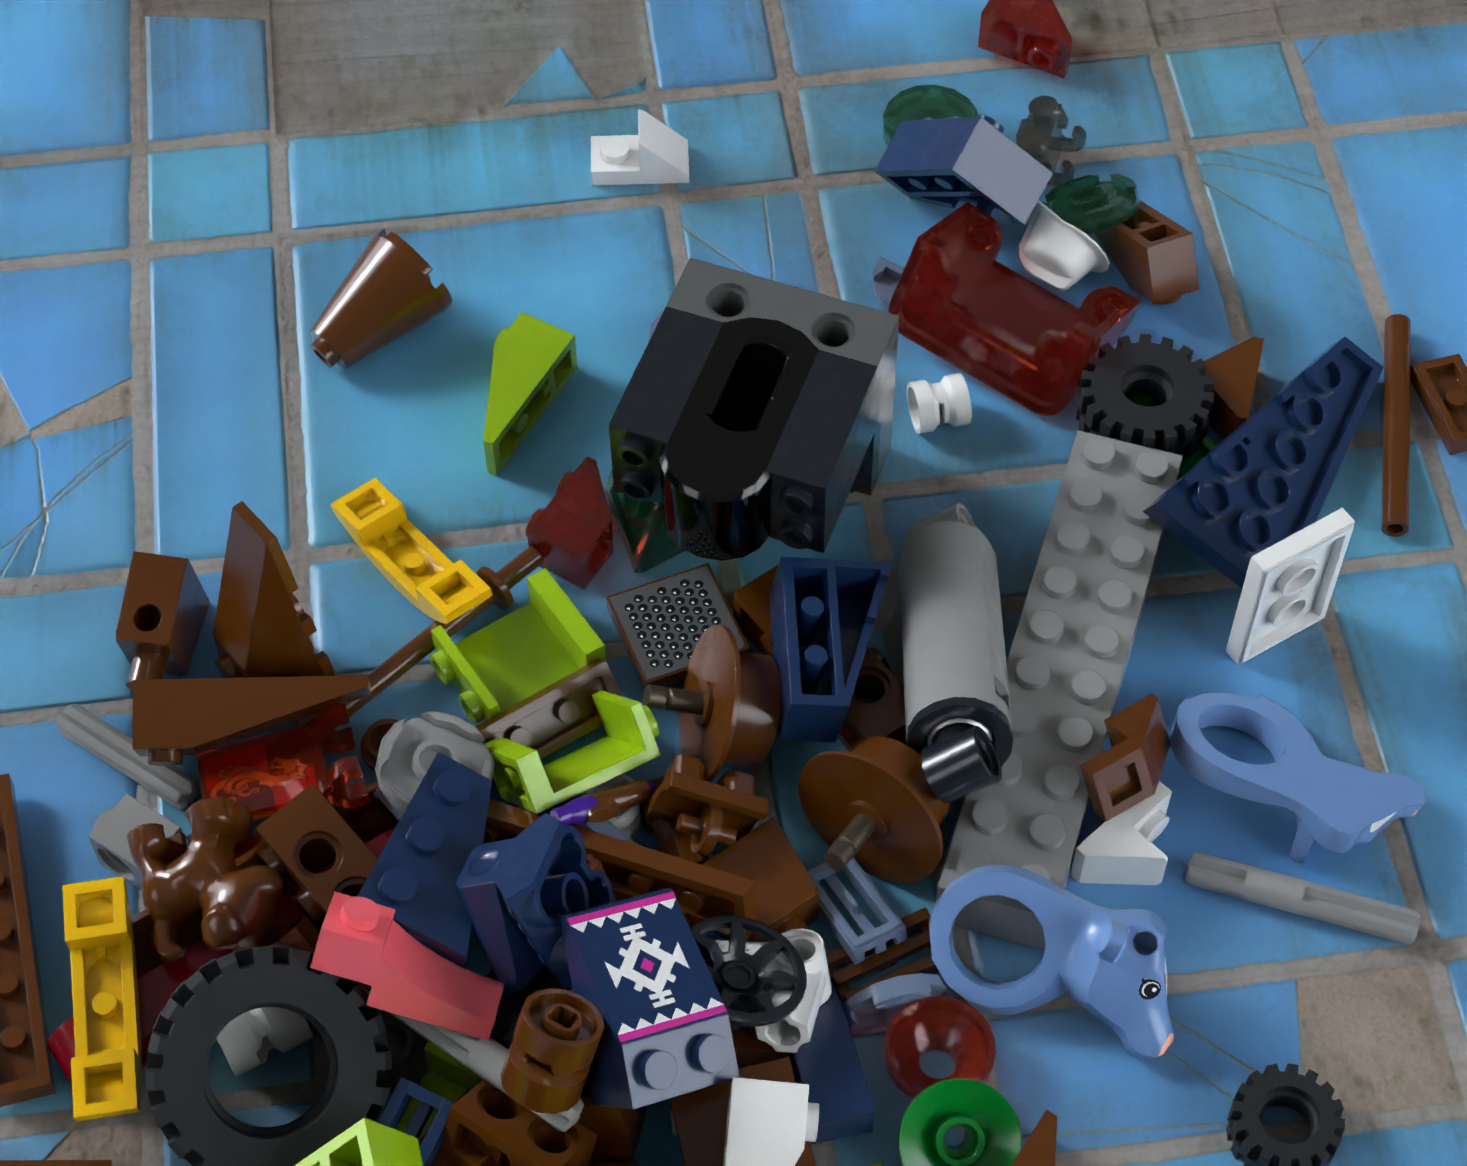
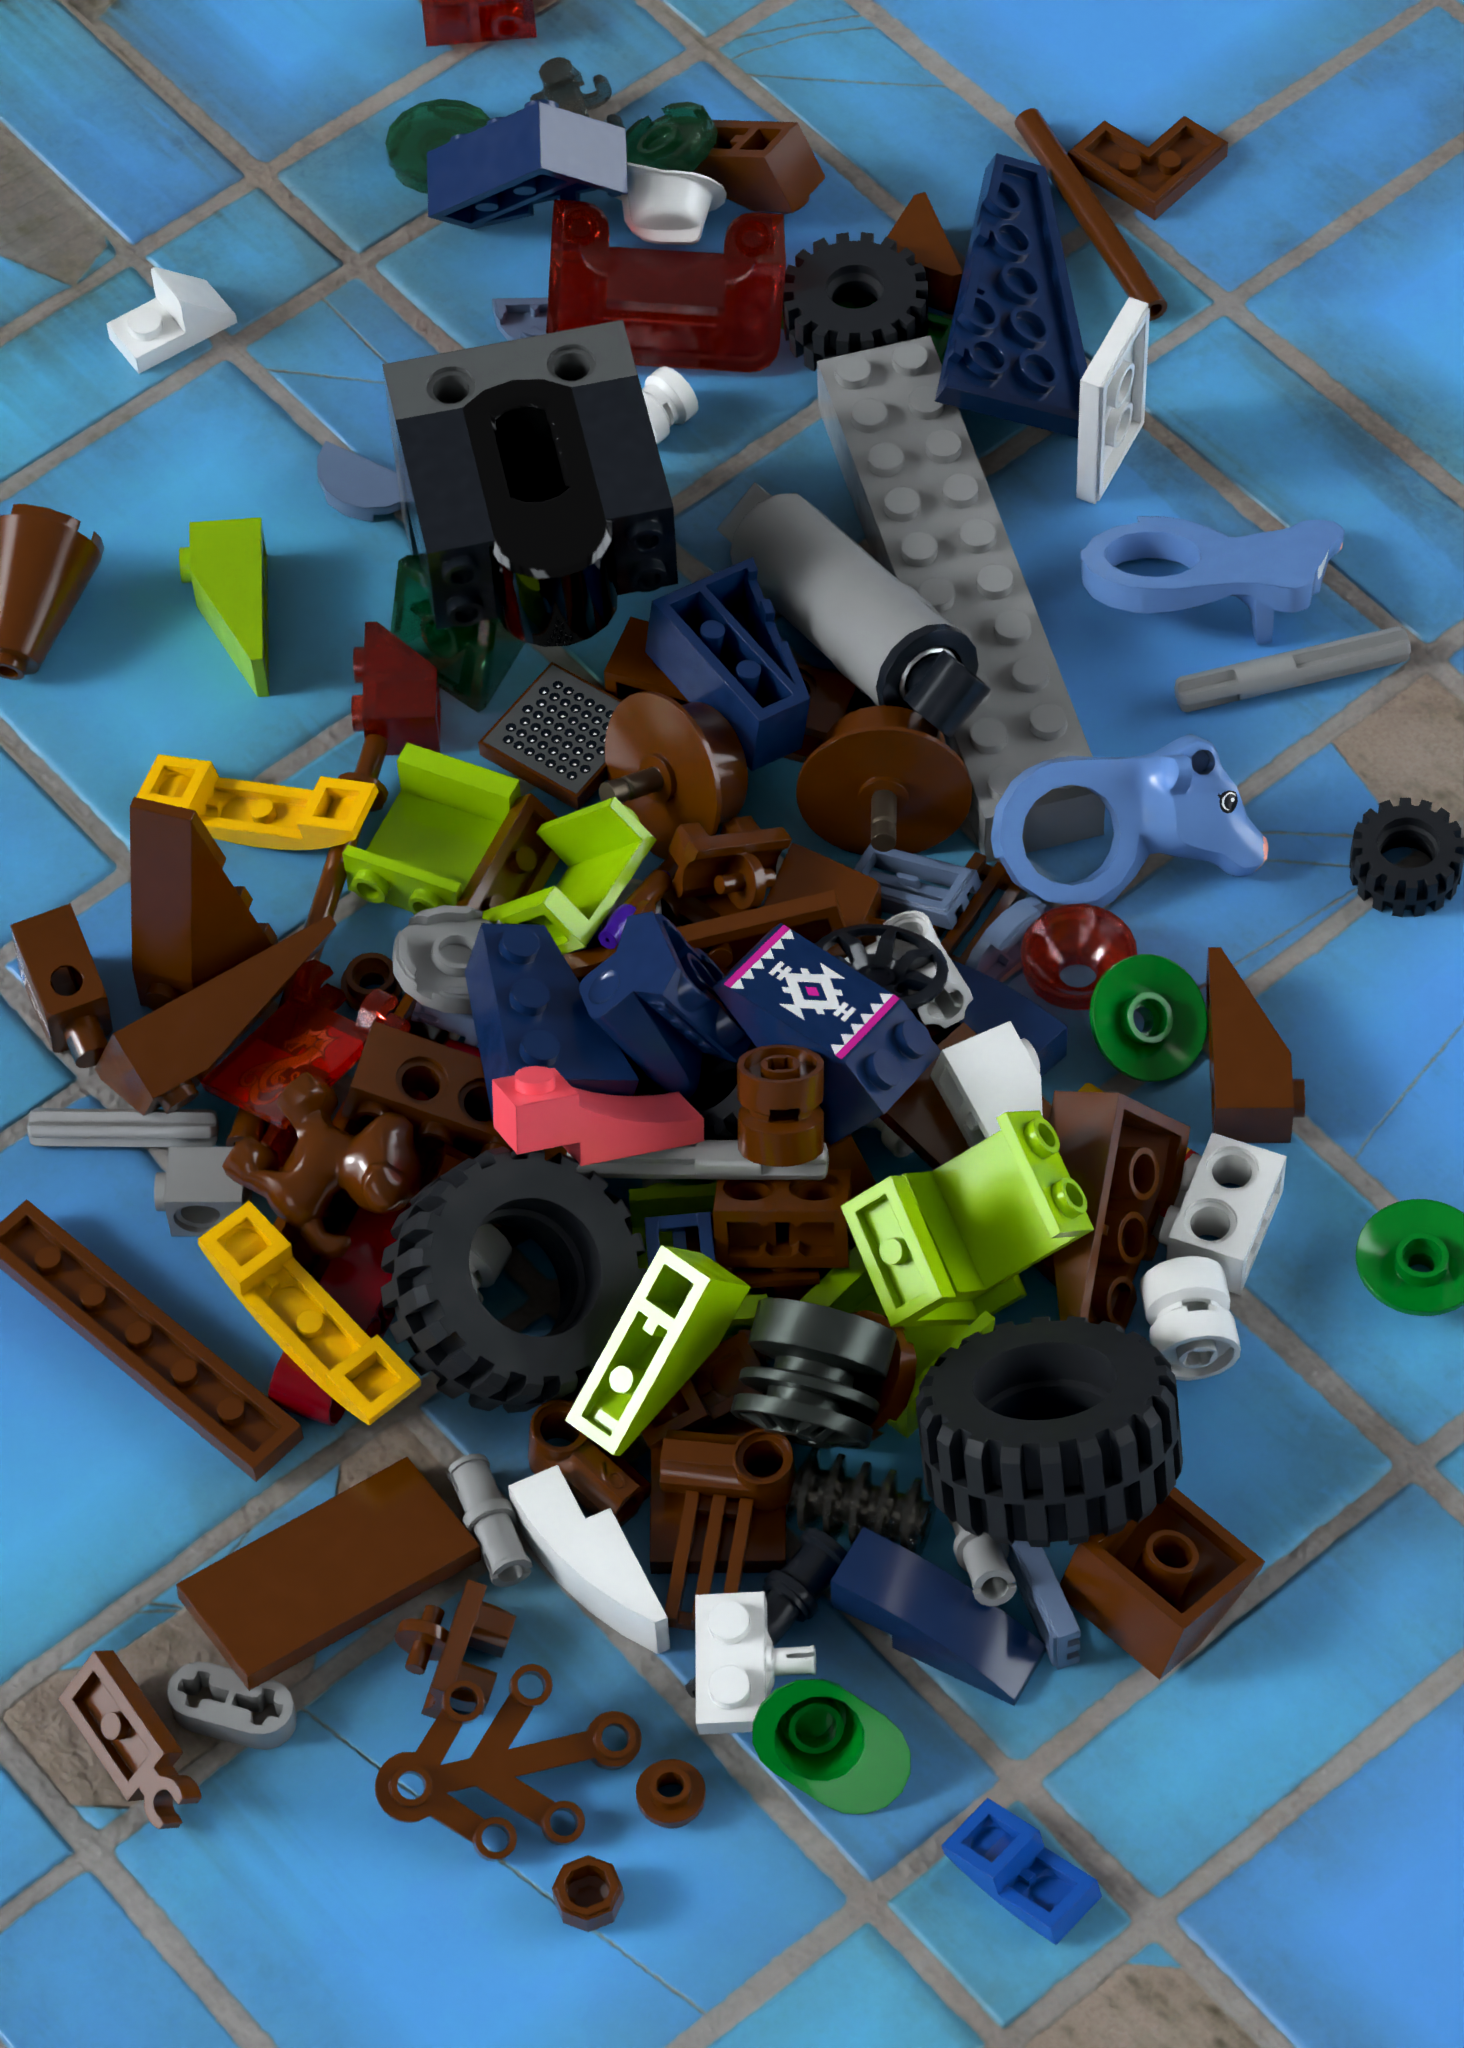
camera: 30 degrees left, 0 degrees up
(1122, 846) = (1114, 707): white slope -> none
(1133, 764) = (1079, 632): reddish brown slope -> none

